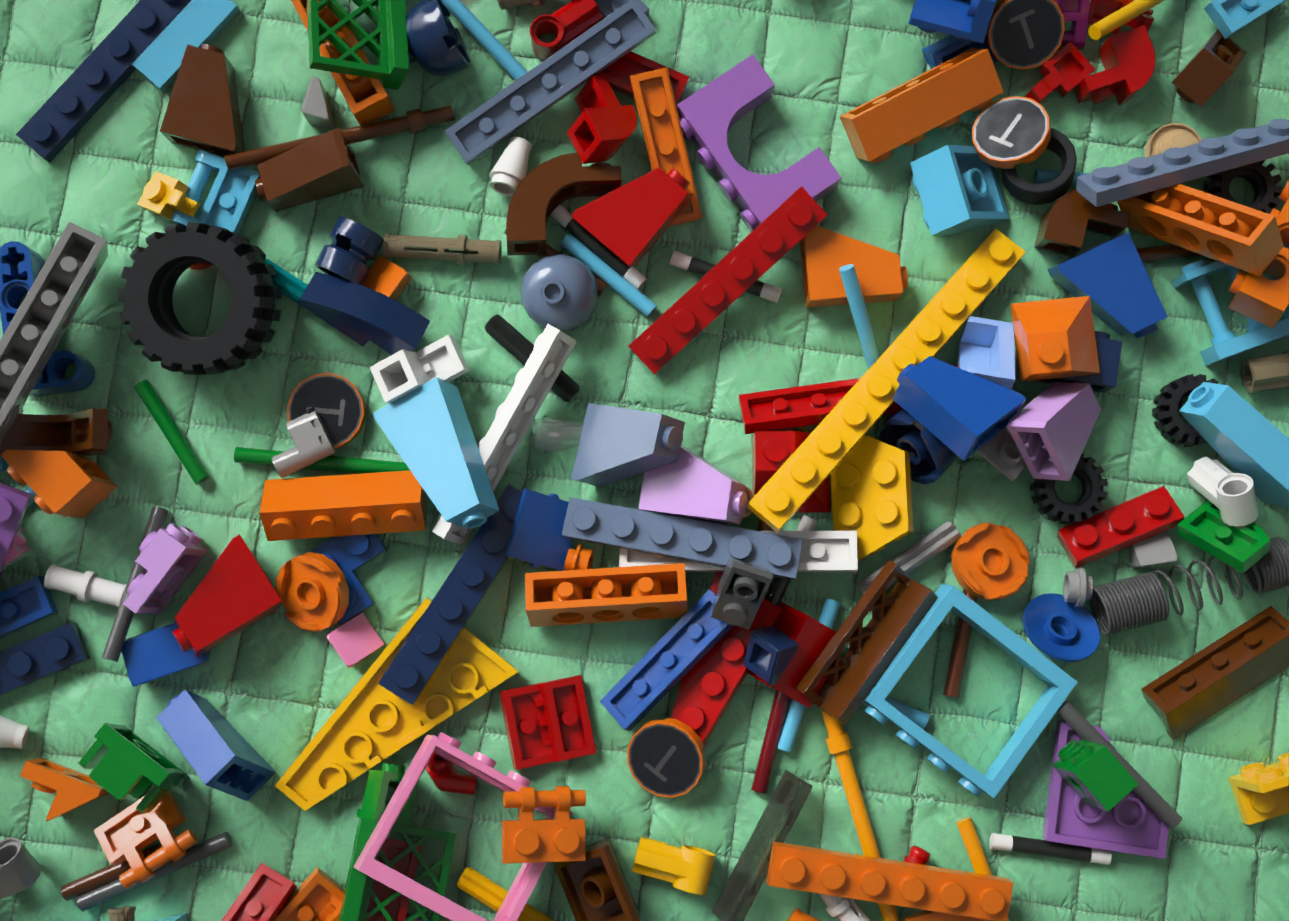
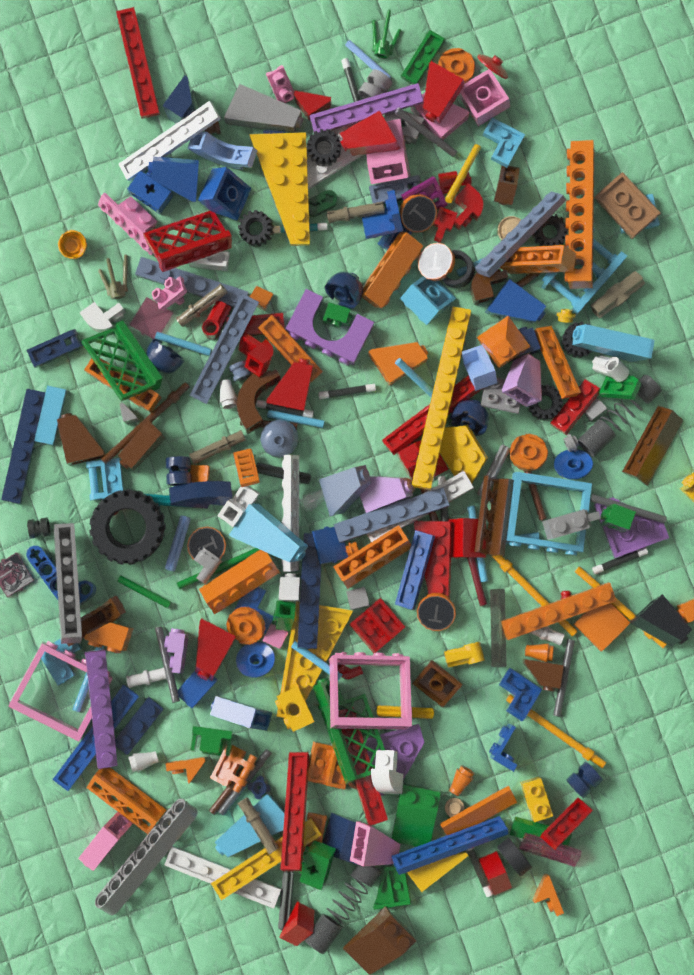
camera: 25 degrees left, 0 degrees up
(46, 216) = (38, 528): none -> pearl dark grey wheel
(165, 195) = (83, 489): yellow plate -> none
(165, 904) = (259, 792): none -> dark blue plate
(277, 379) = (177, 543): none -> light blue axle
(294, 646) = (255, 652): none -> blue dish
(326, 773) = (303, 718): none -> yellow brick
(389, 611) = (284, 615): none -> green brick
(400, 723) = (314, 659): none -> medium azure bar
(425, 568) = (289, 588): none -> white slope
(471, 308) = (246, 467): none -> orange slope
(539, 653) = (357, 598): none -> light grey slope
(543, 839) = (403, 673): orange plate -> none
(555, 137) = (239, 371): none -> sand blue wheel
(669, 34) = (262, 296): none -> orange slope
(728, 280) = (349, 393): red plate -> none
(741, 593) = (429, 524): dark grey slope -> none
(769, 653) = (455, 543): dark blue slope -> none
(782, 133) = (337, 315): none -> green brick
(822, 93) = (345, 288): none -> dark blue cylinder
(956, 404) = (476, 394): blue slope -> none
(998, 734) = (569, 523): none -> light grey hinge
(1131, 429) = (557, 362): none -> orange plate
(1190, 354) = (566, 315): none -> yellow plate

